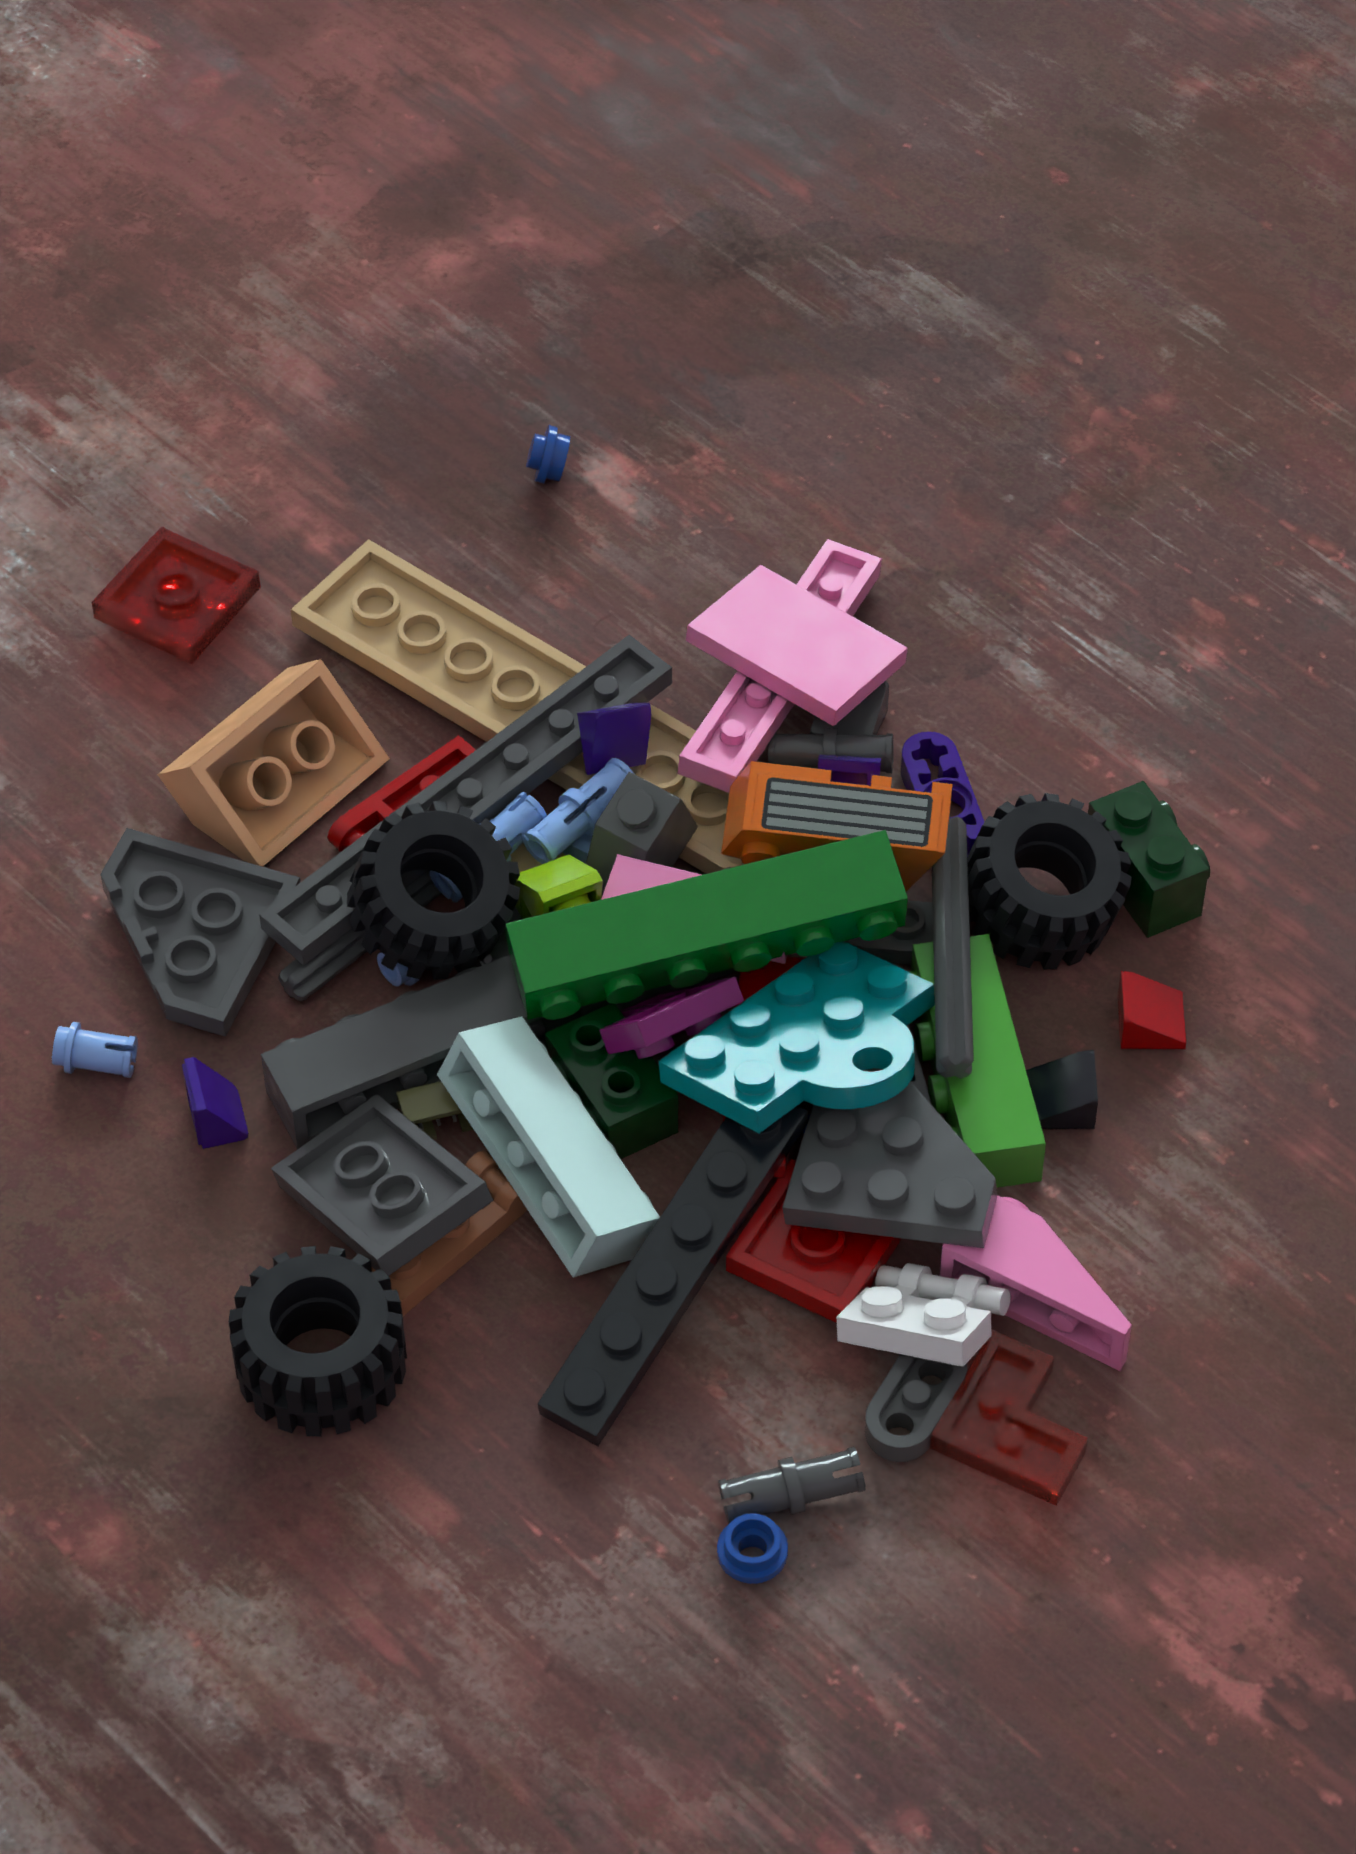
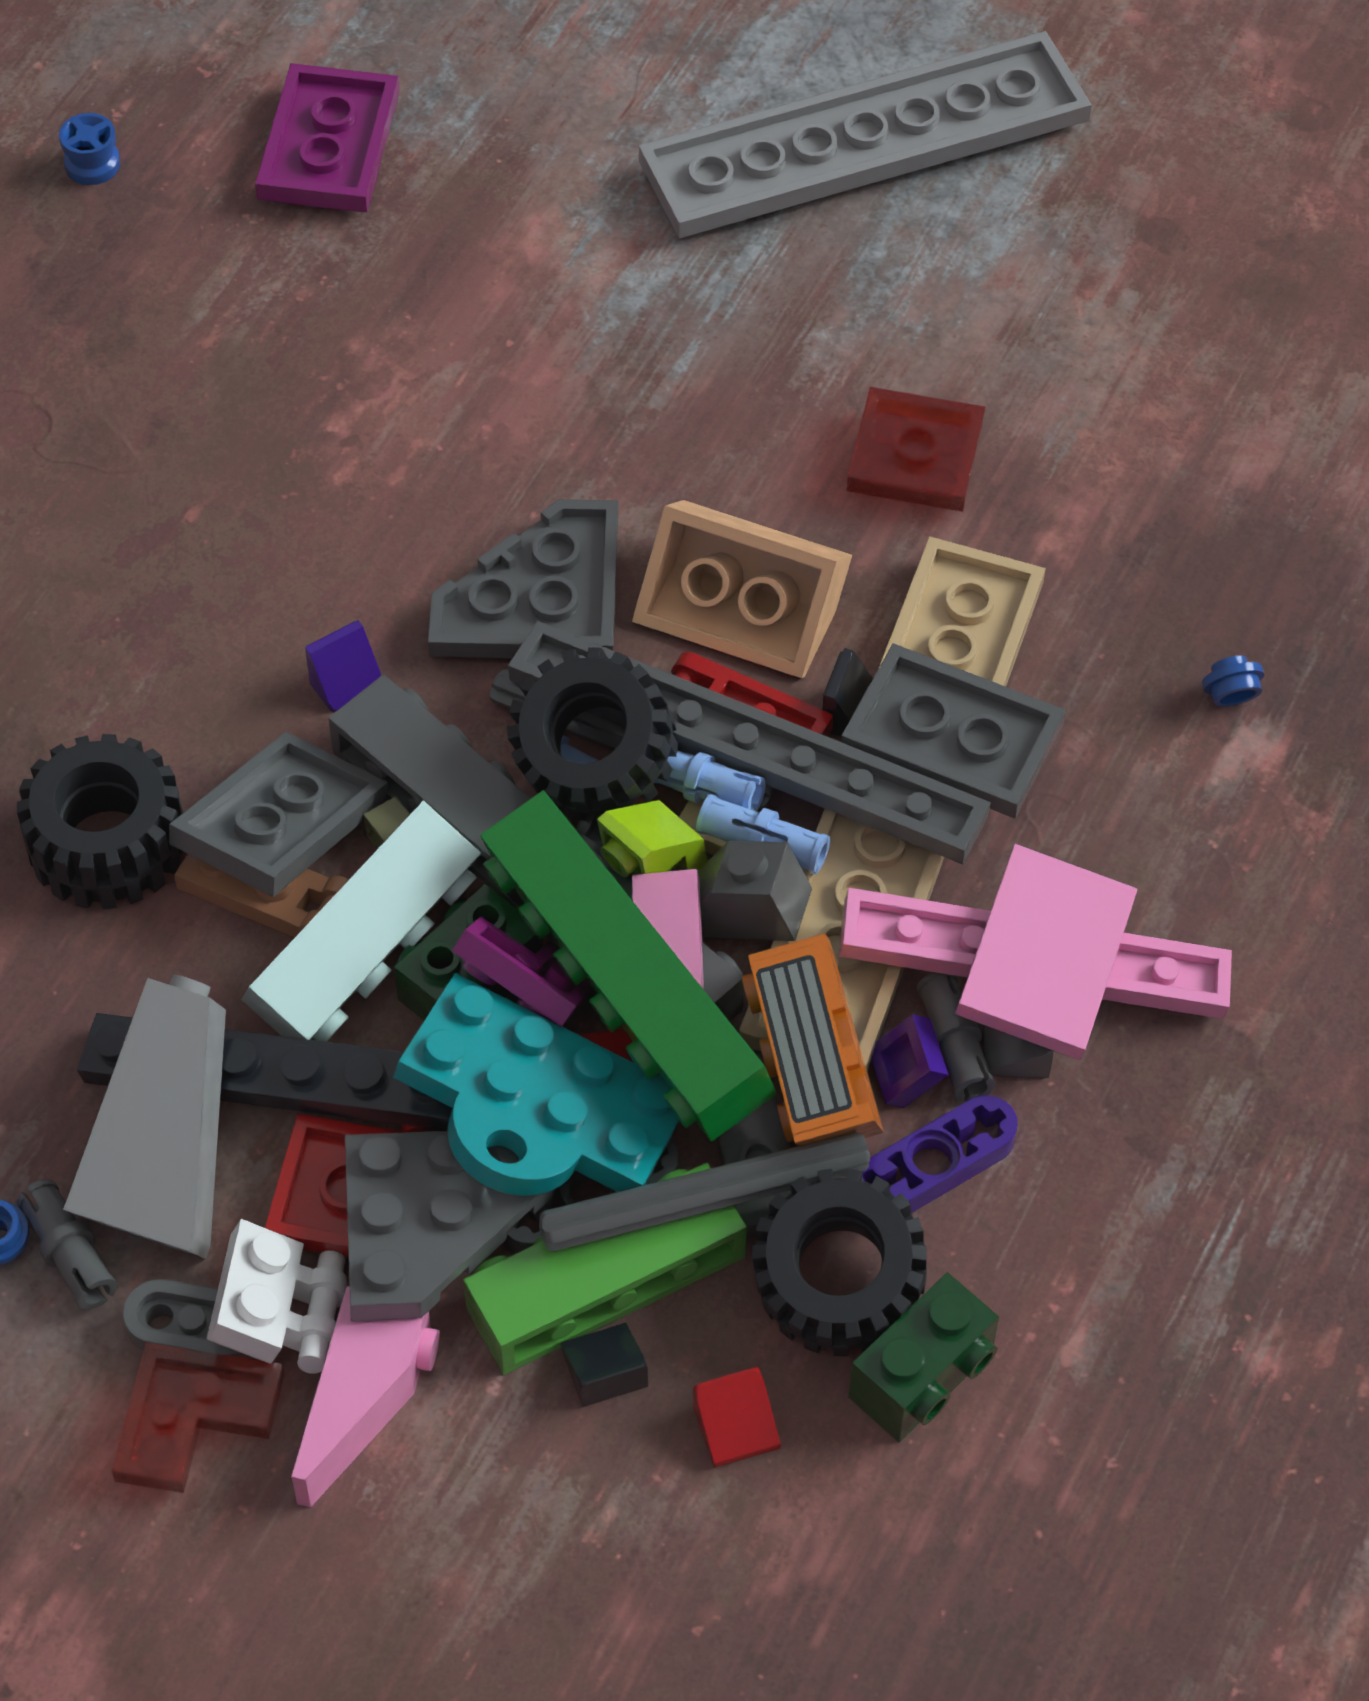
camera: 70 degrees right, 5 degrees up
(94, 1051) = (370, 553): light blue pin -> none
(430, 725) = (845, 689): none -> black slope
(527, 643) = (955, 728): none -> dark grey plate
(615, 733) = (857, 828): dark purple slope -> none
(710, 1354) = (158, 1123): none -> light grey slope

